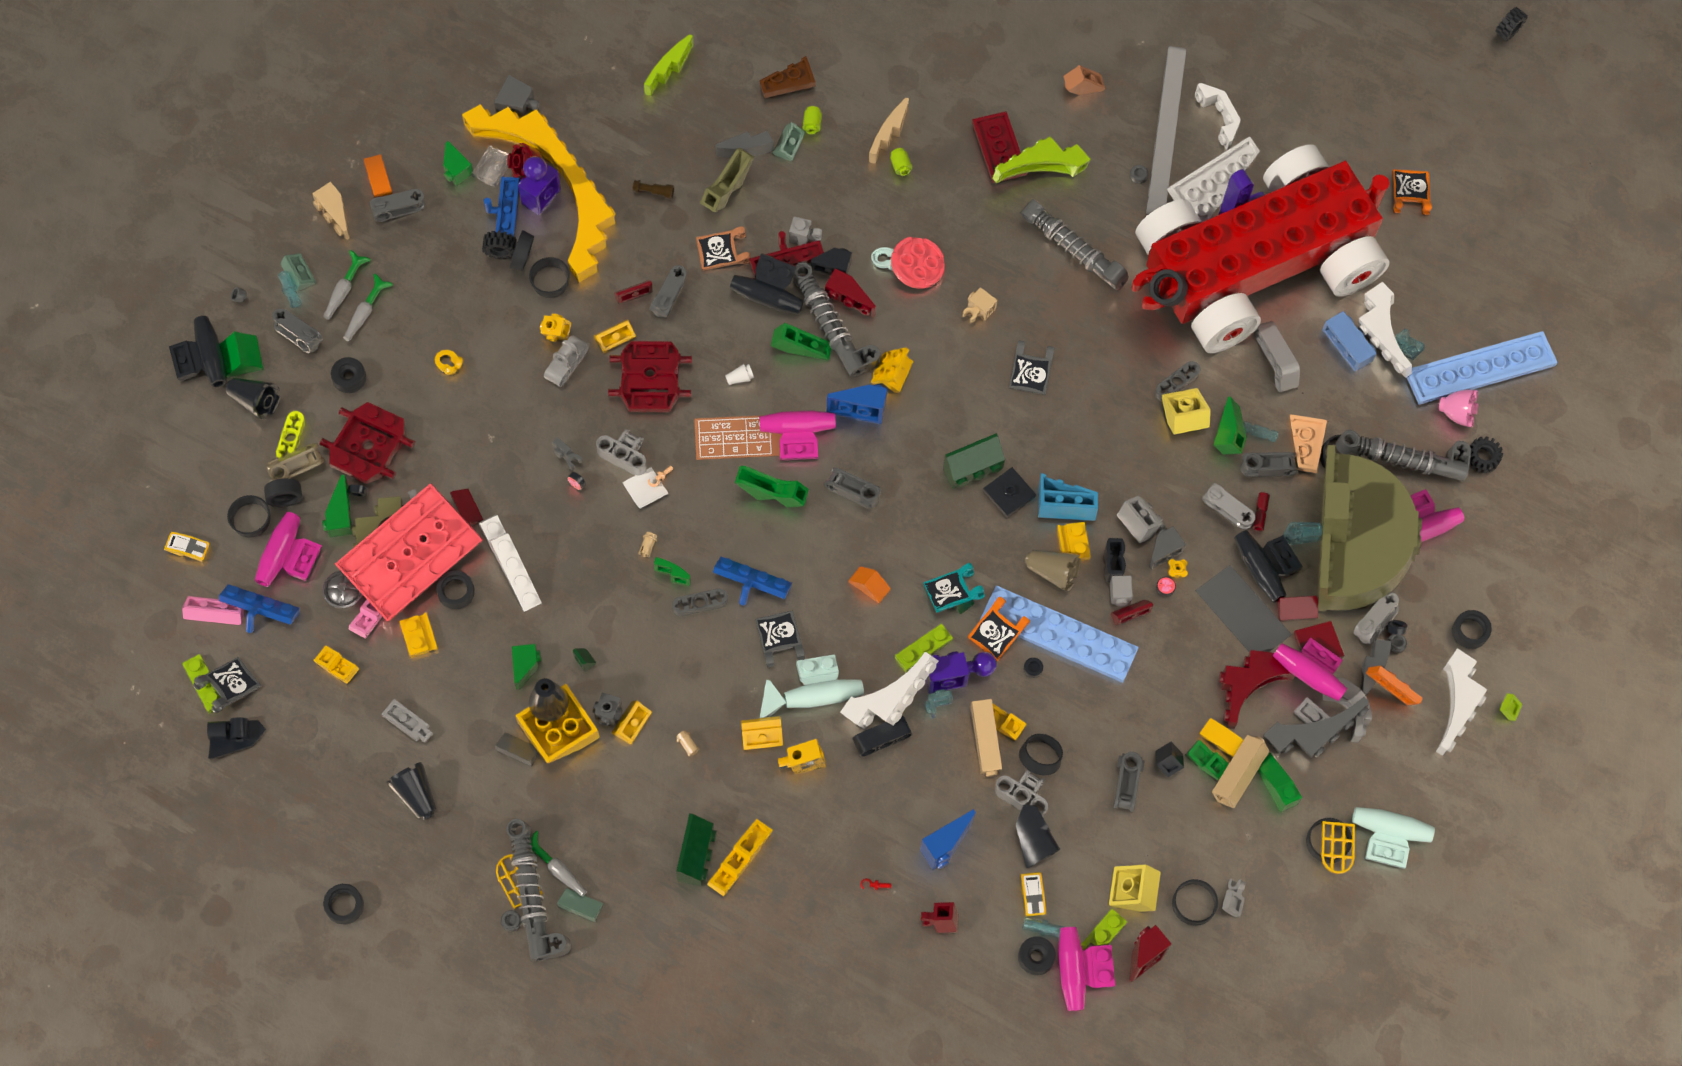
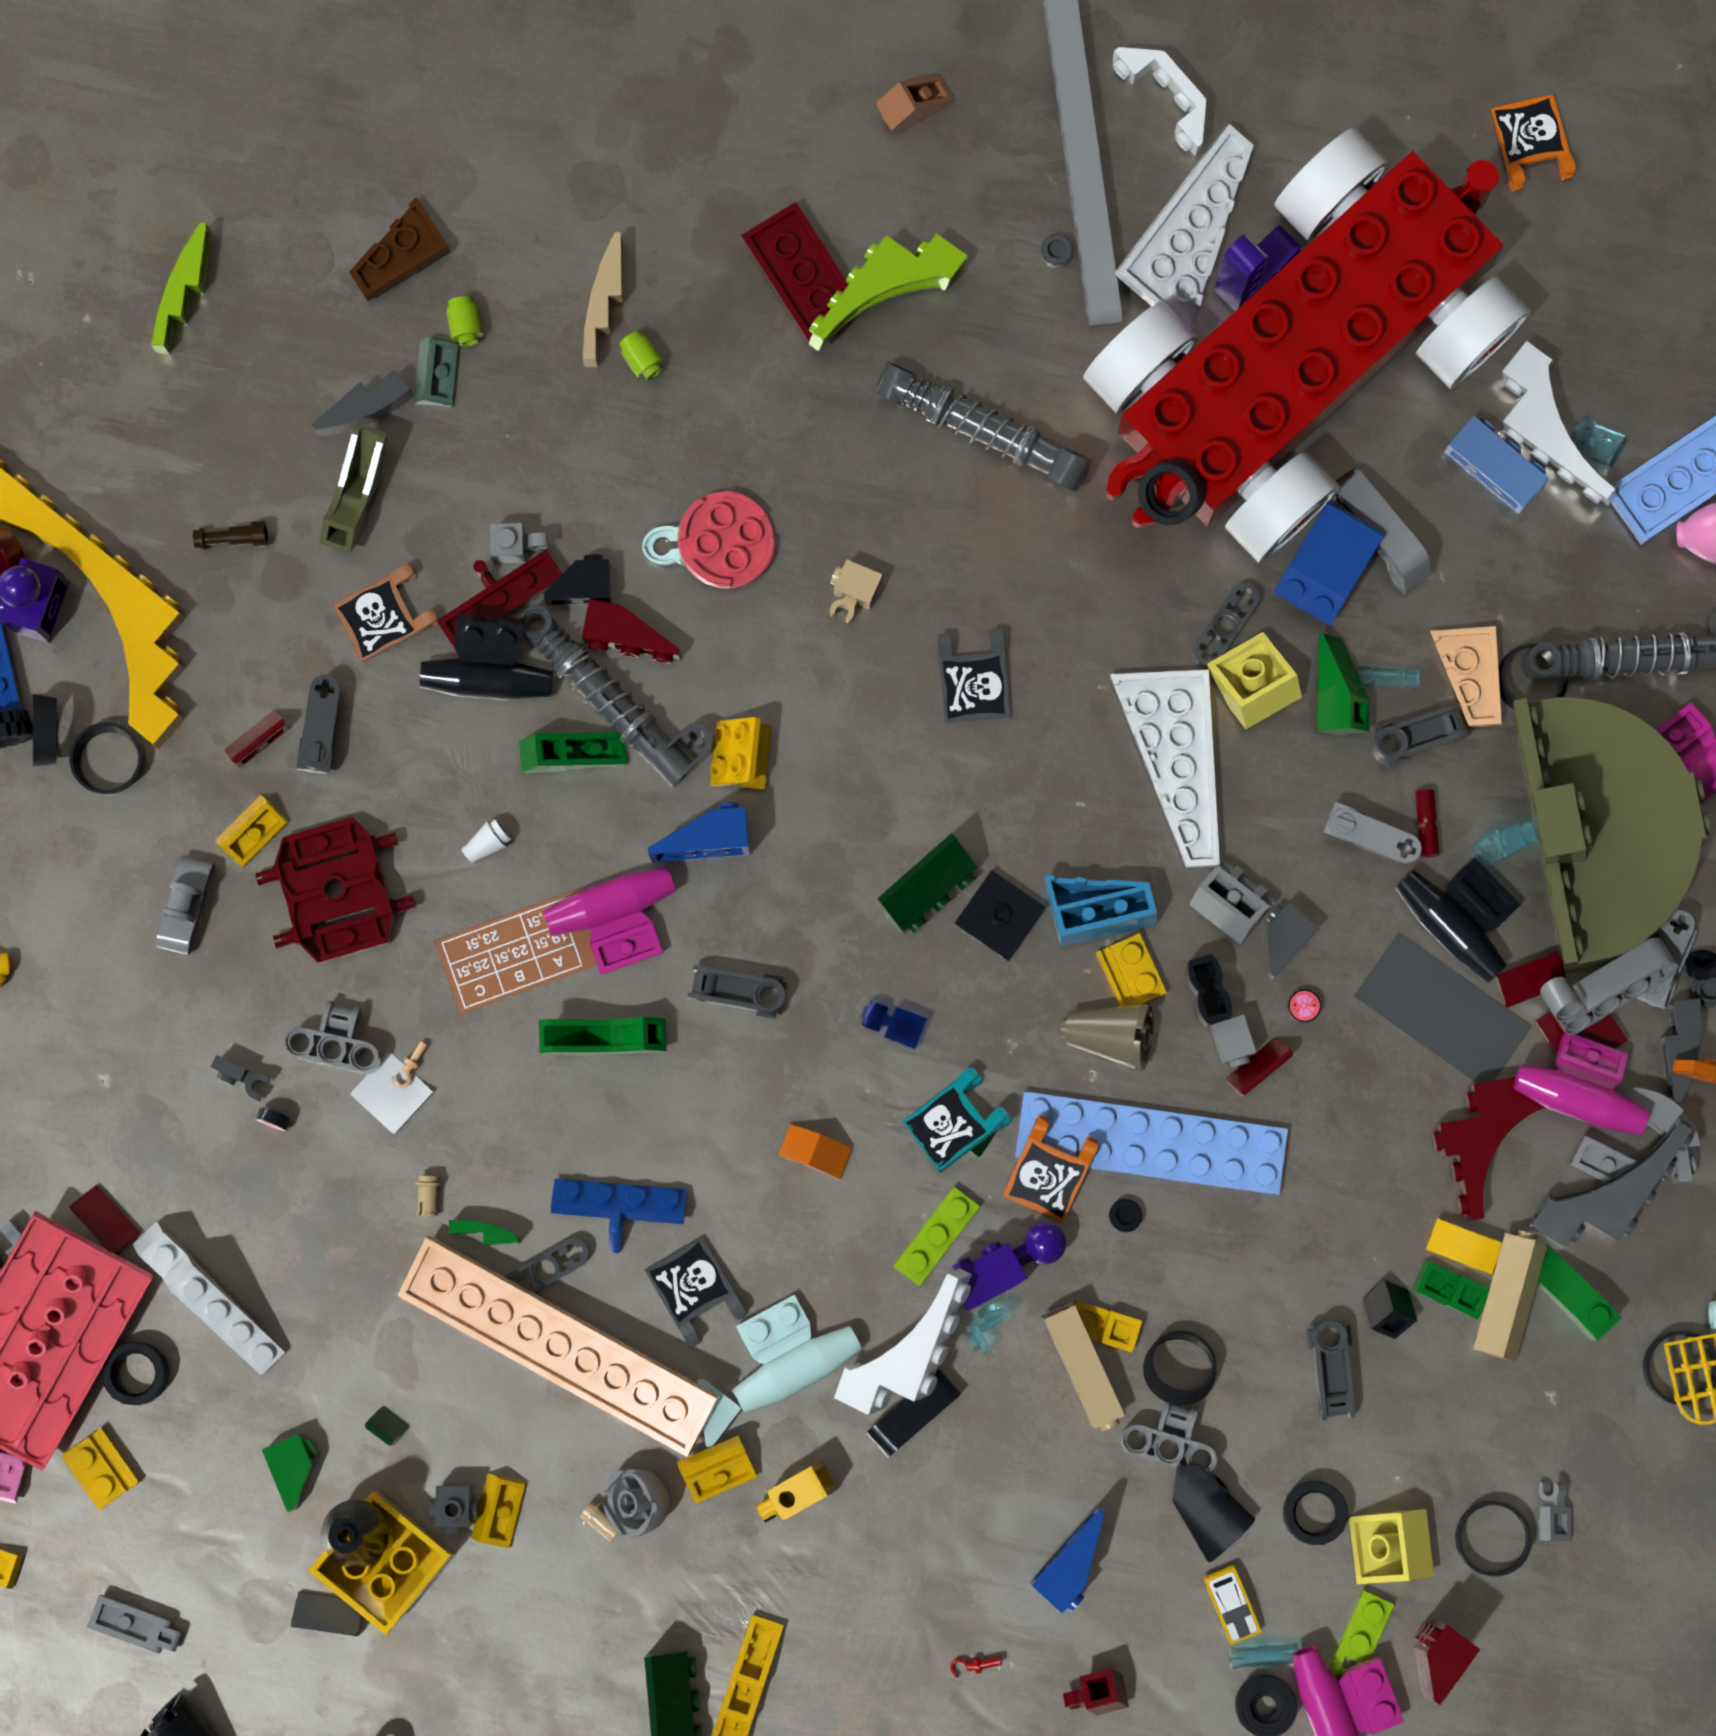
camera: 10 degrees left, 15 degrees up
(555, 327) = (147, 853): yellow brick -> none
(695, 640) = (558, 1346): none -> light nougat plate
(711, 735) = (636, 1501): none -> light grey cylinder
(937, 532) = (903, 1026): none -> clear blue plate
(1100, 842) = (1338, 1501): none -> black tyre
(1133, 428) = (1175, 738): none -> white wing
(1173, 572) = (1310, 976): yellow plate -> none
(1243, 360) = (1329, 563): none -> blue slope
(1341, 619) = (1609, 987): none -> light grey beam

